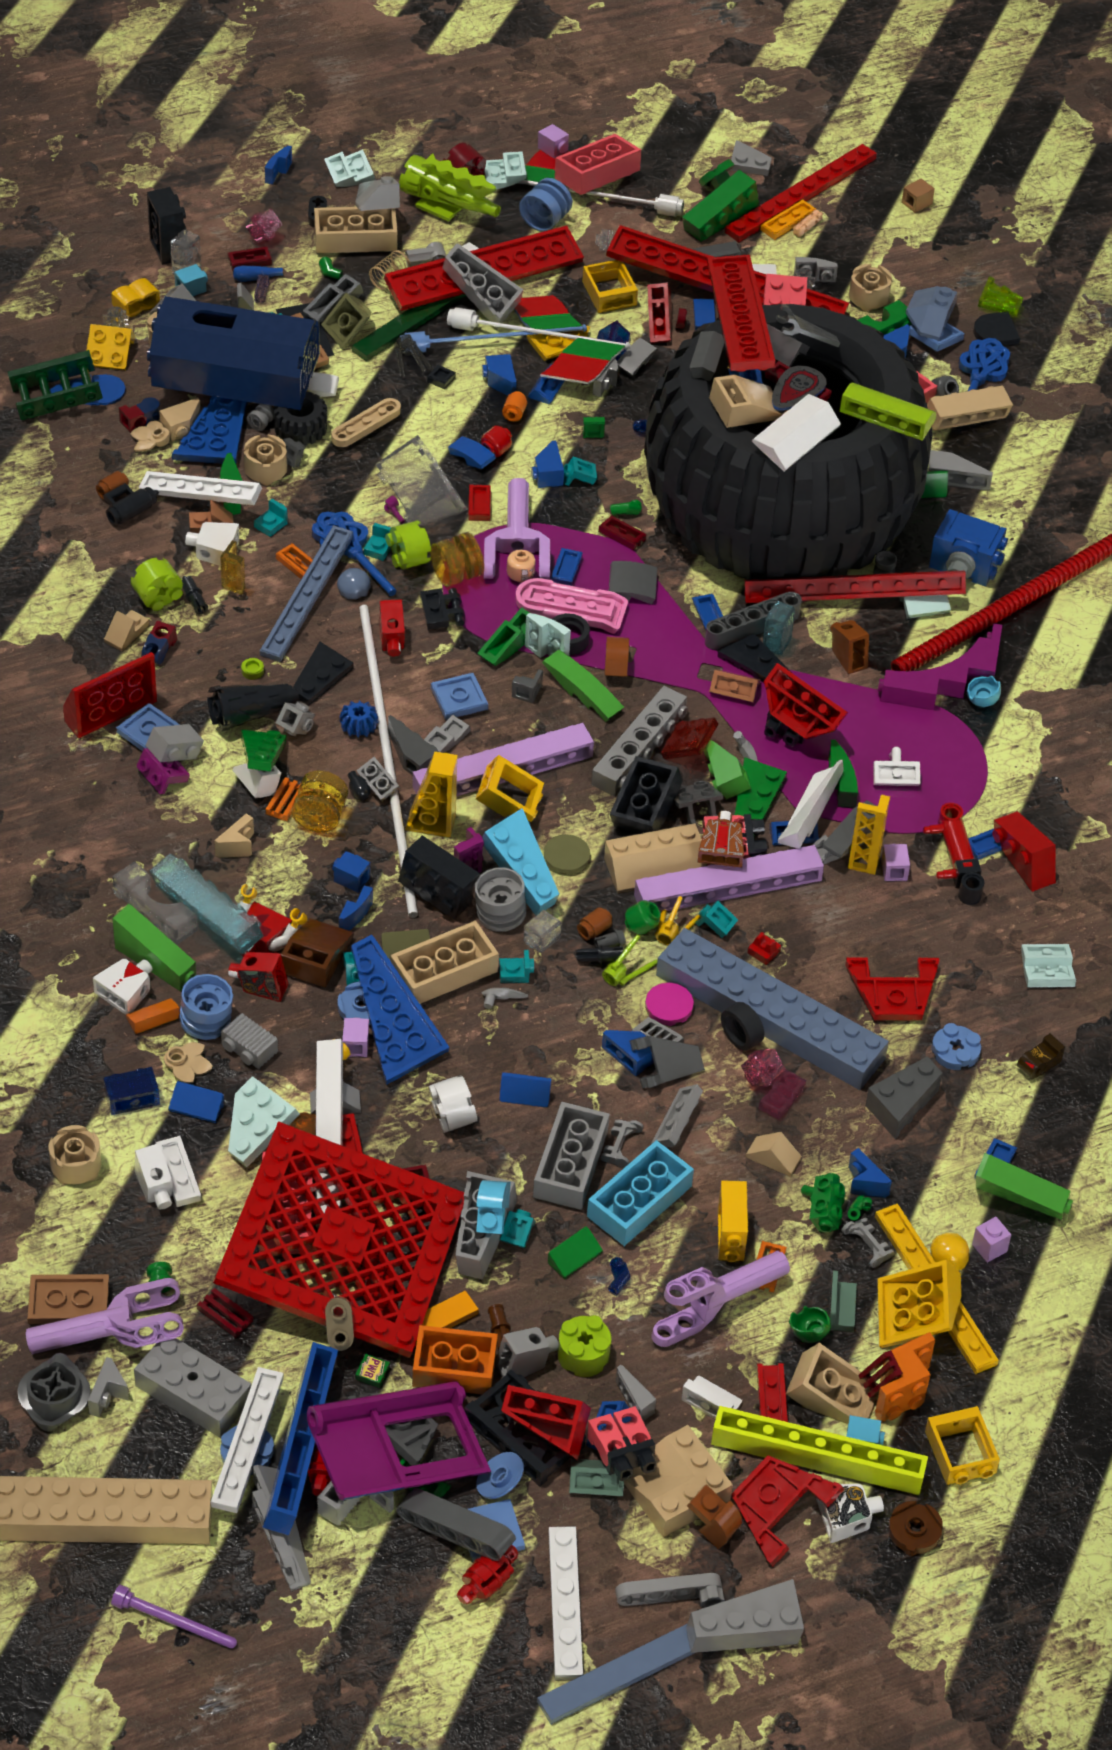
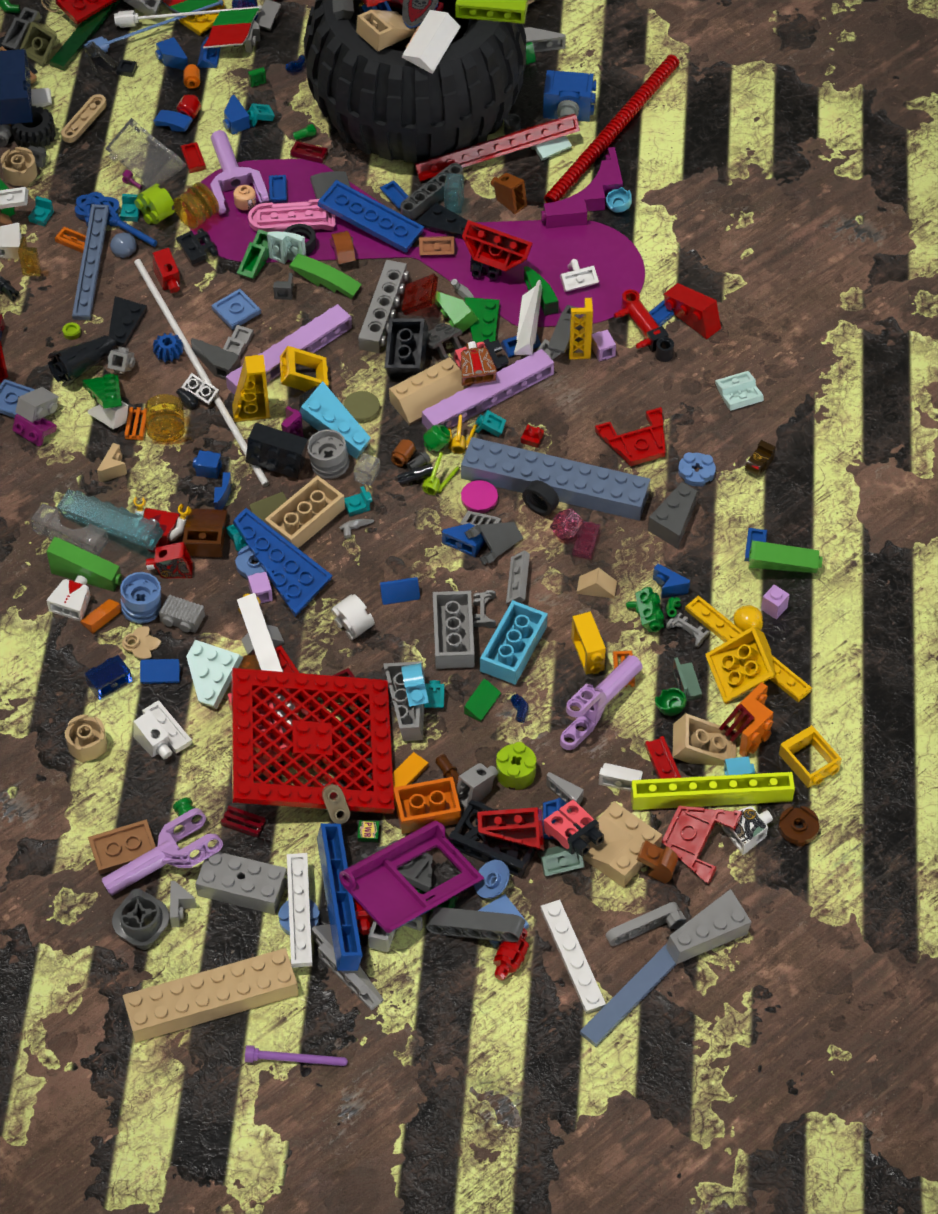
camera: 15 degrees left, 5 degrees up
(666, 628) = (371, 216): none -> blue plate

